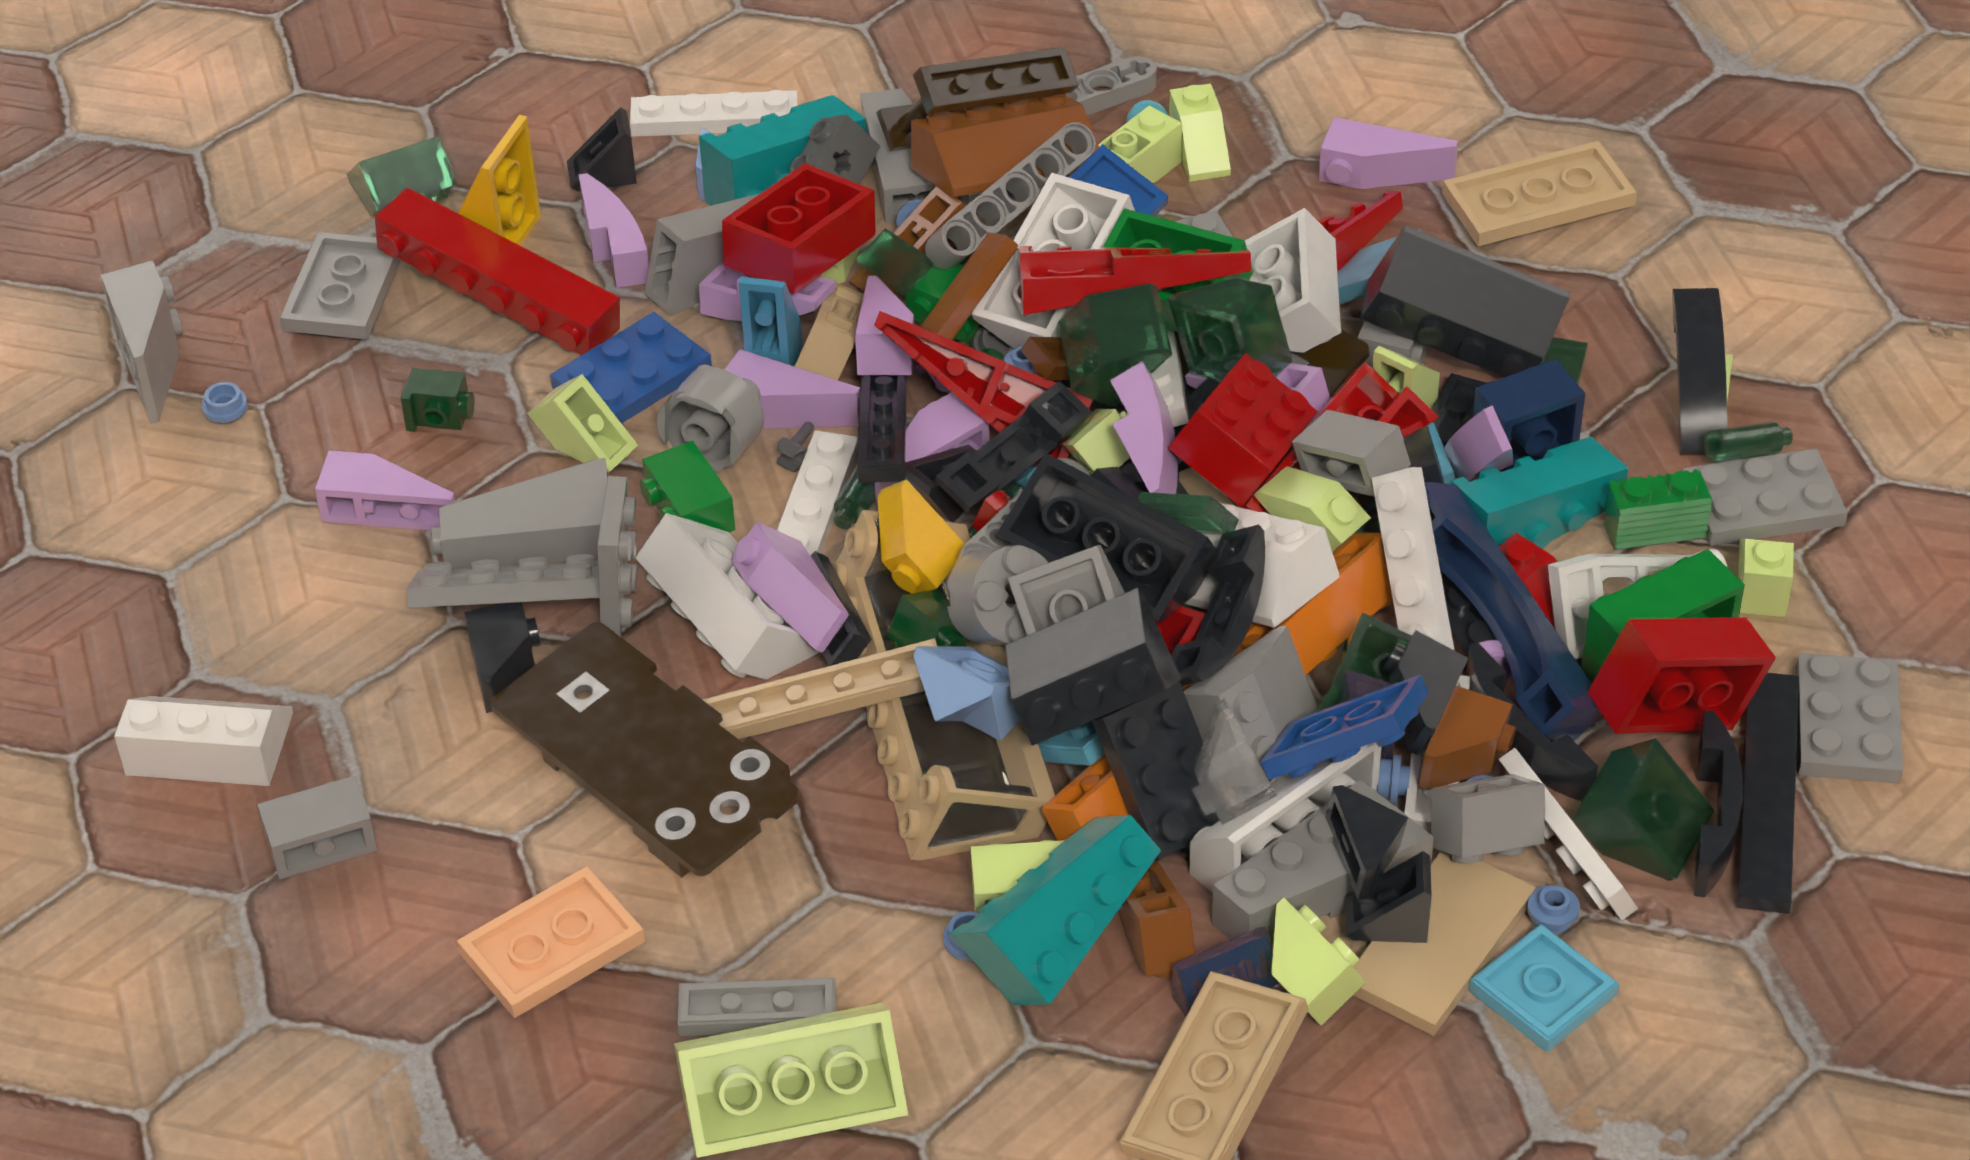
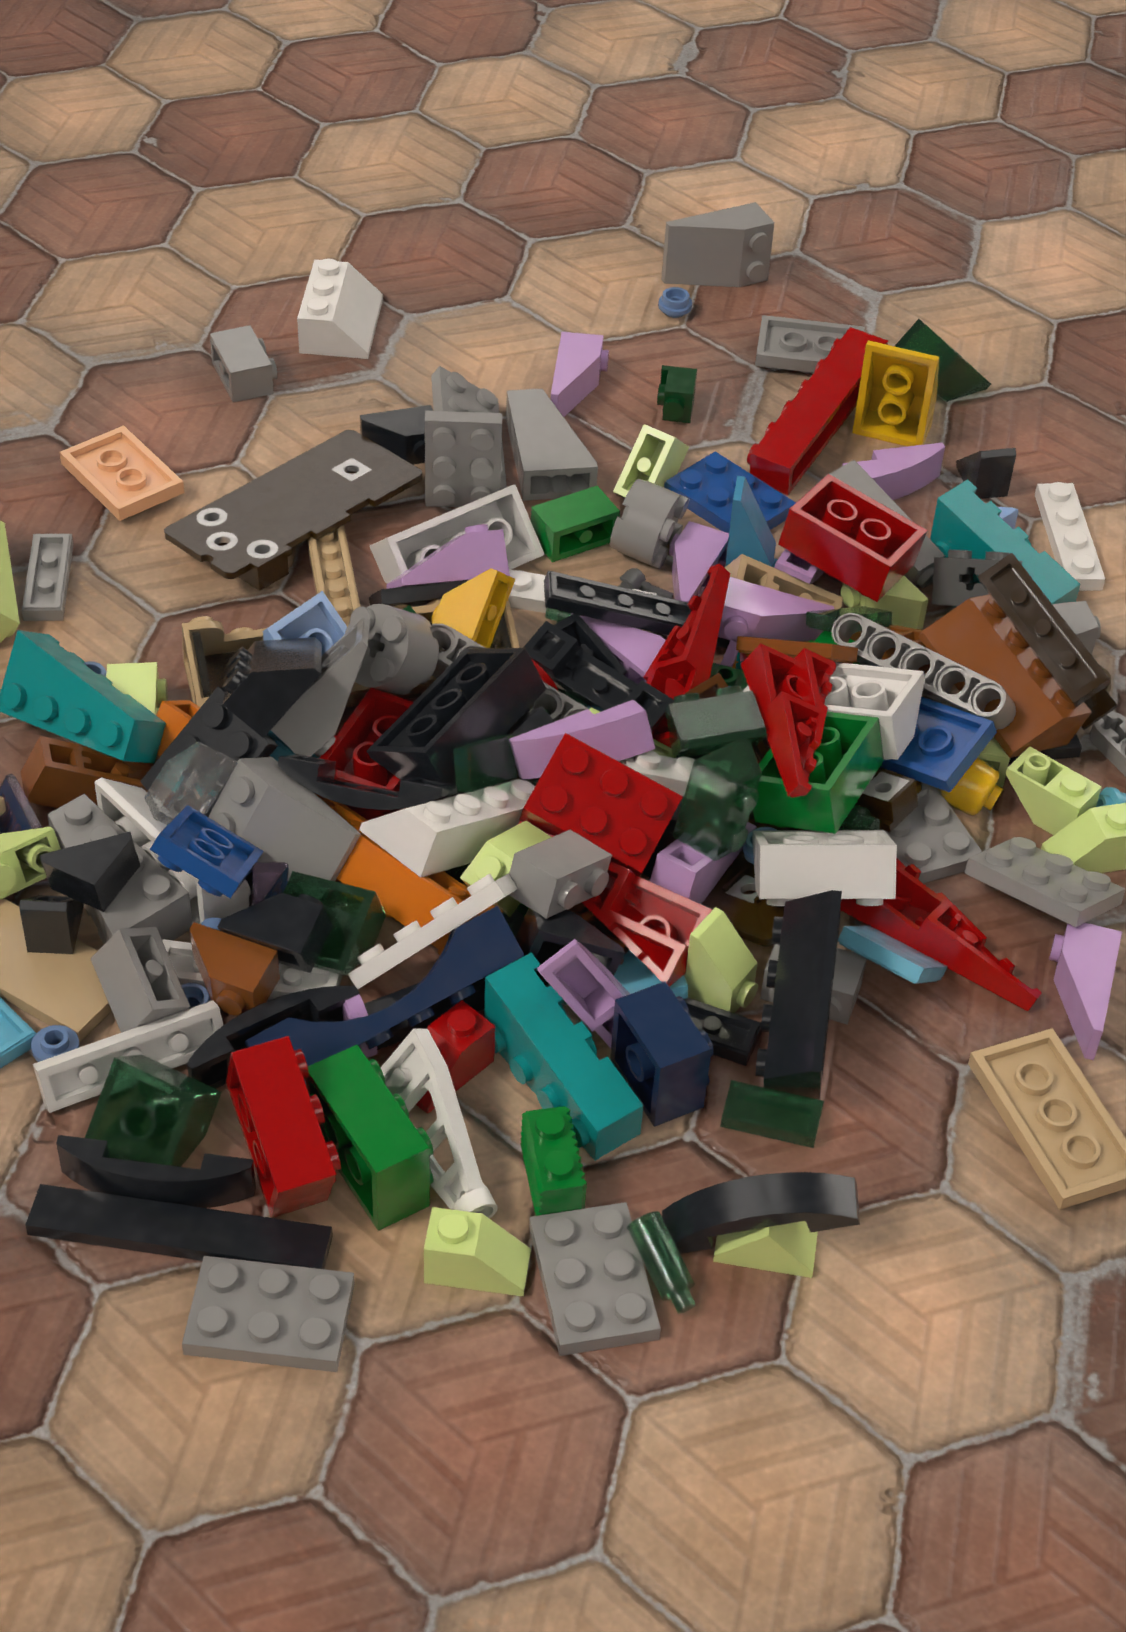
camera: 85 degrees right, 0 degrees up
(1263, 164) = (1045, 881): none -> light grey plate

